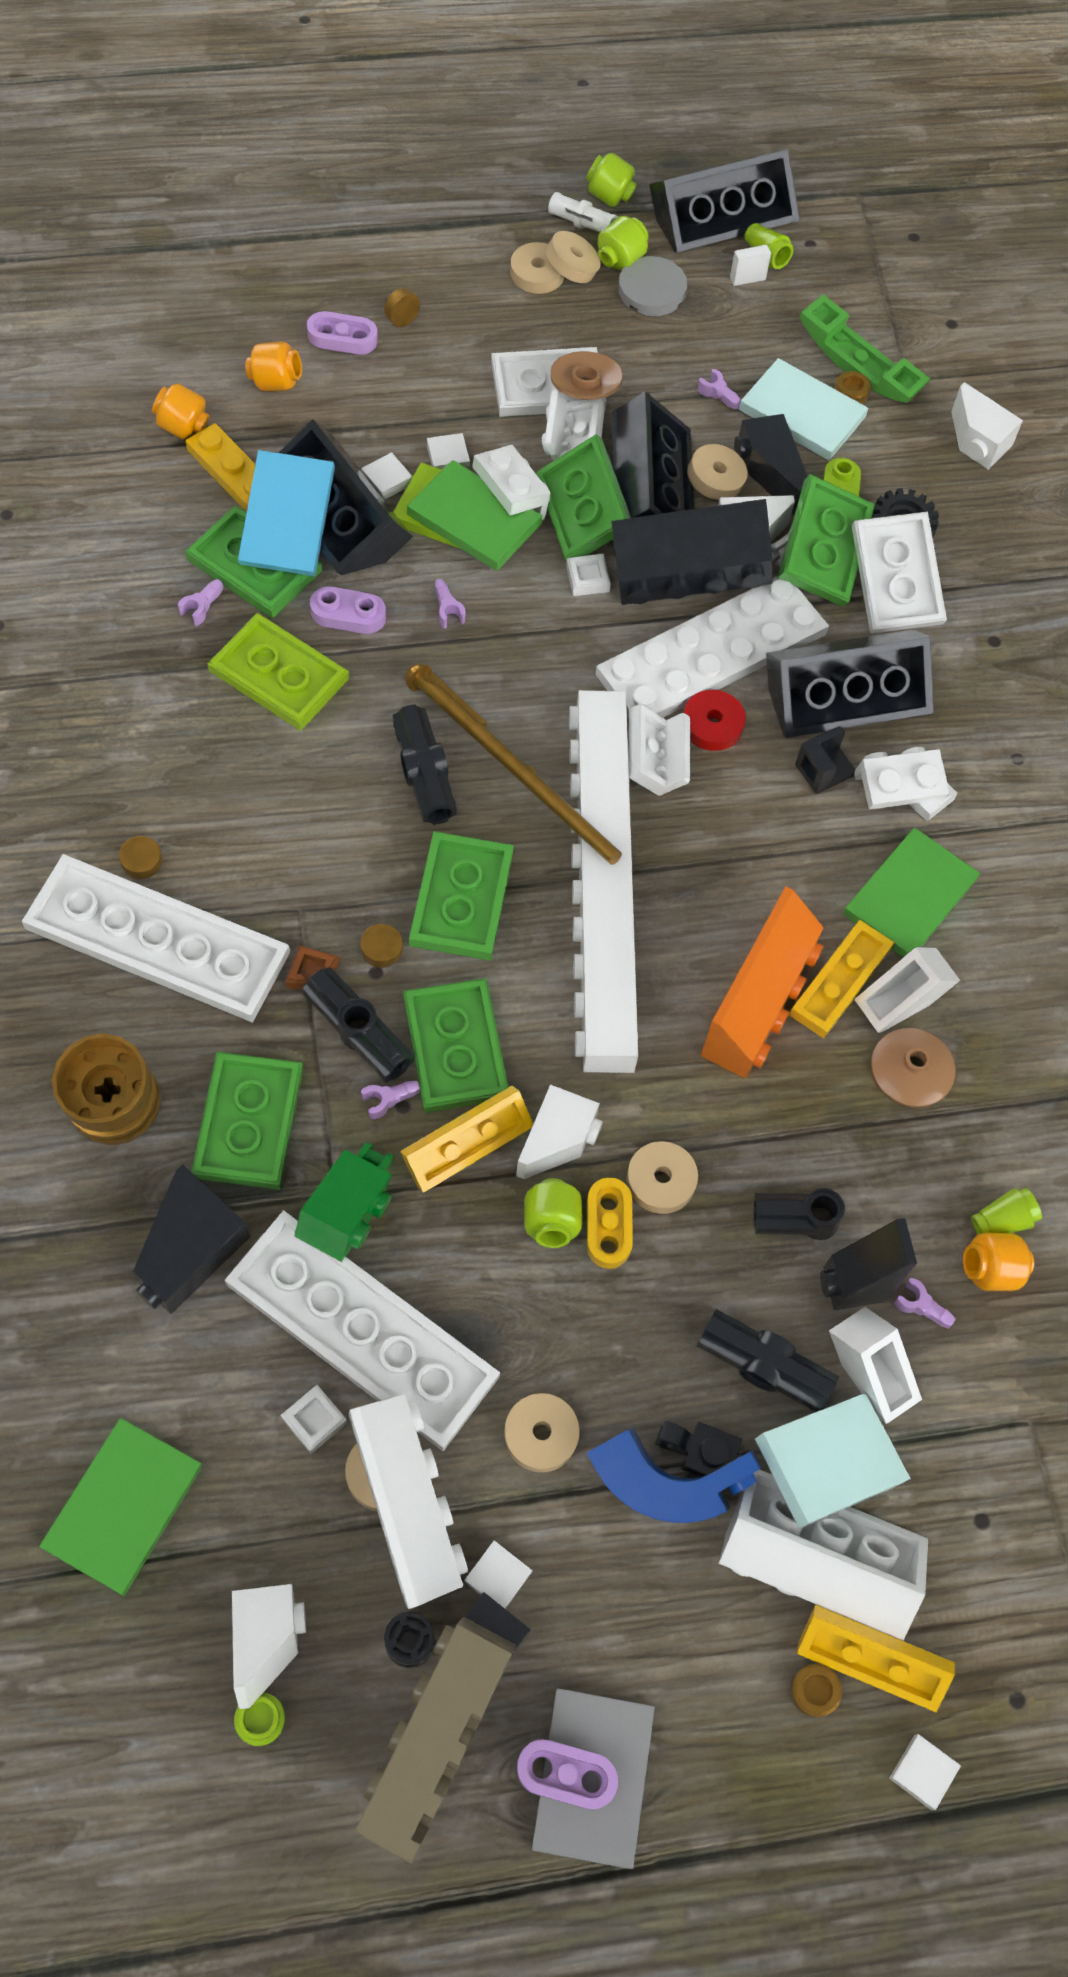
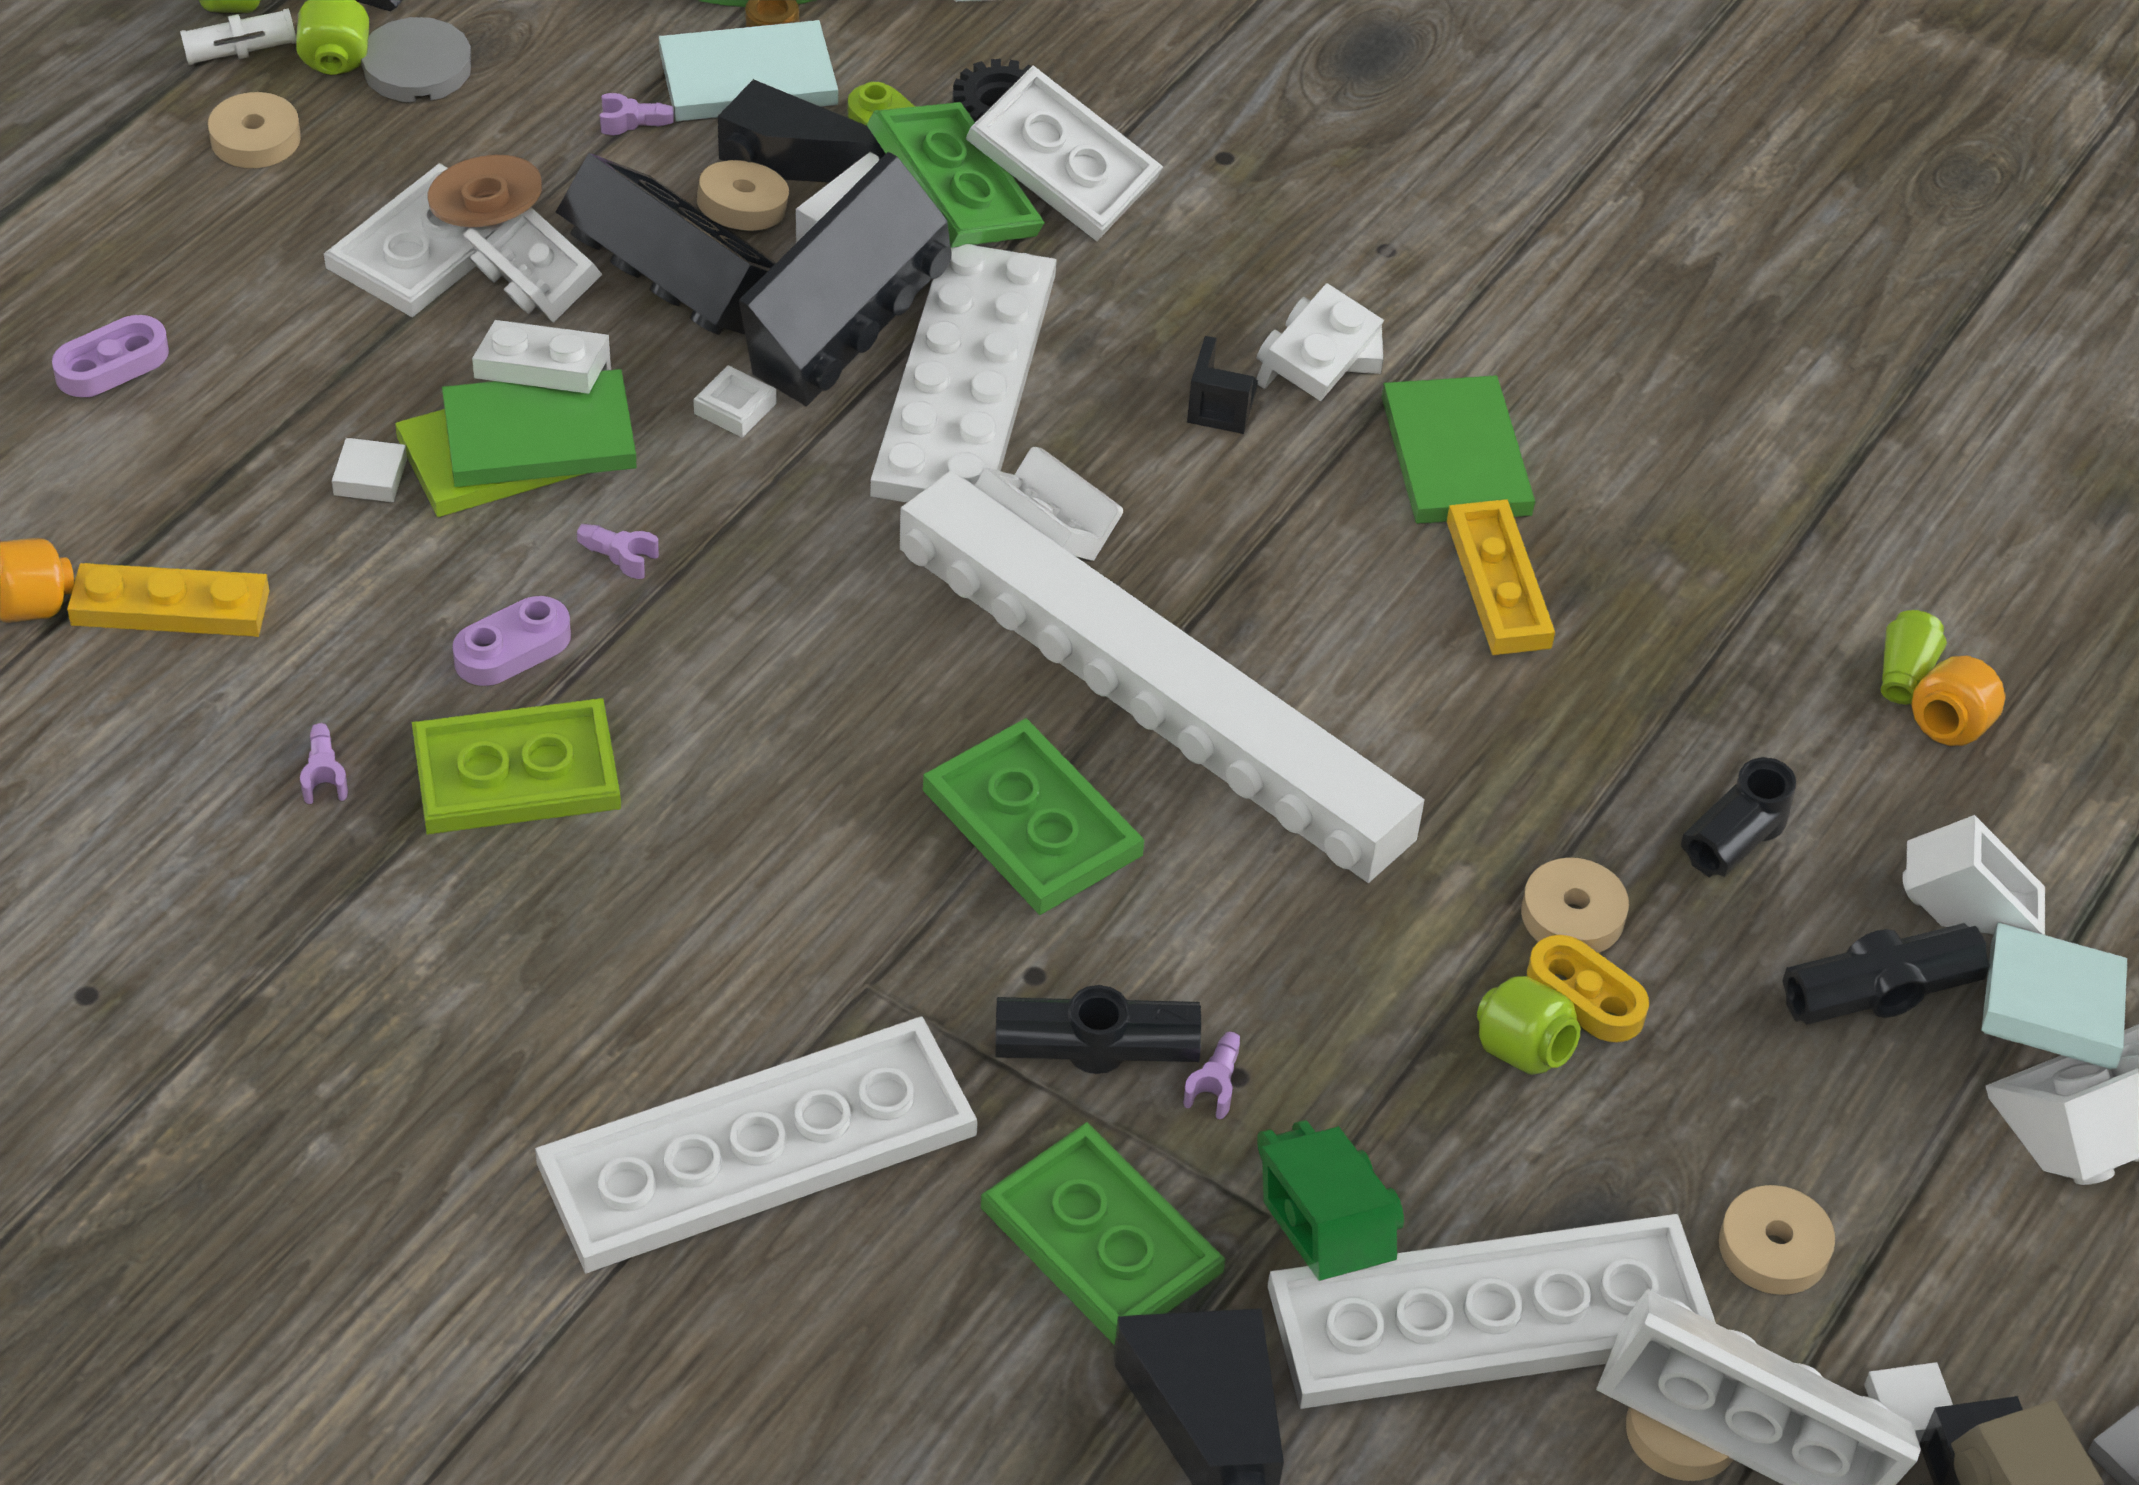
camera: 45 degrees left, 15 degrees down
(91, 1073) = (934, 1288): pearl gold wheel -> none
(140, 857) = (620, 1083): pearl gold tile -> none
(263, 588) = (326, 674): bright green tile -> none
(274, 366) = (77, 448): light orange head -> none
(286, 513) = (329, 579): medium azure tile -> none
(306, 963) = (963, 1028): dark orange tile -> none
(314, 1419) = (1556, 1444): white tile -> none
(358, 522) = (356, 528): black slope -> none
(381, 945) = (1010, 939): pearl gold tile -> none
(402, 307) = (150, 277): pearl gold tile -> none
(421, 677) = (692, 639): pearl gold bar -> none
(424, 764) = (819, 721): black piece -> none
(448, 448) = (408, 392): white tile -> none
(455, 1044) = (1209, 953): bright green tile -> none
(467, 1138) = (1354, 1036): yellow plate -> none
(559, 1132) = (1429, 946): white slope -> none
(573, 257) = (291, 86): tan piece -> none
(583, 498) = (659, 321): bright green tile -> none
(655, 1493) = (1925, 1183): blue arch -> none
(703, 1450) = (1934, 1105): black plate -> none
(717, 705) = (1061, 429): red piece -> none
(763, 987) = (1445, 642): orange slope -> none
(851, 682) = (1149, 294): black slope -> none
(869, 1268) = (1881, 784): black slope -> none
(907, 988) = (1571, 534): white slope -> none
(908, 1083) = (1658, 607): medium nougat dish -> none
(924, 1305) = (1941, 802): lavender piece -> none

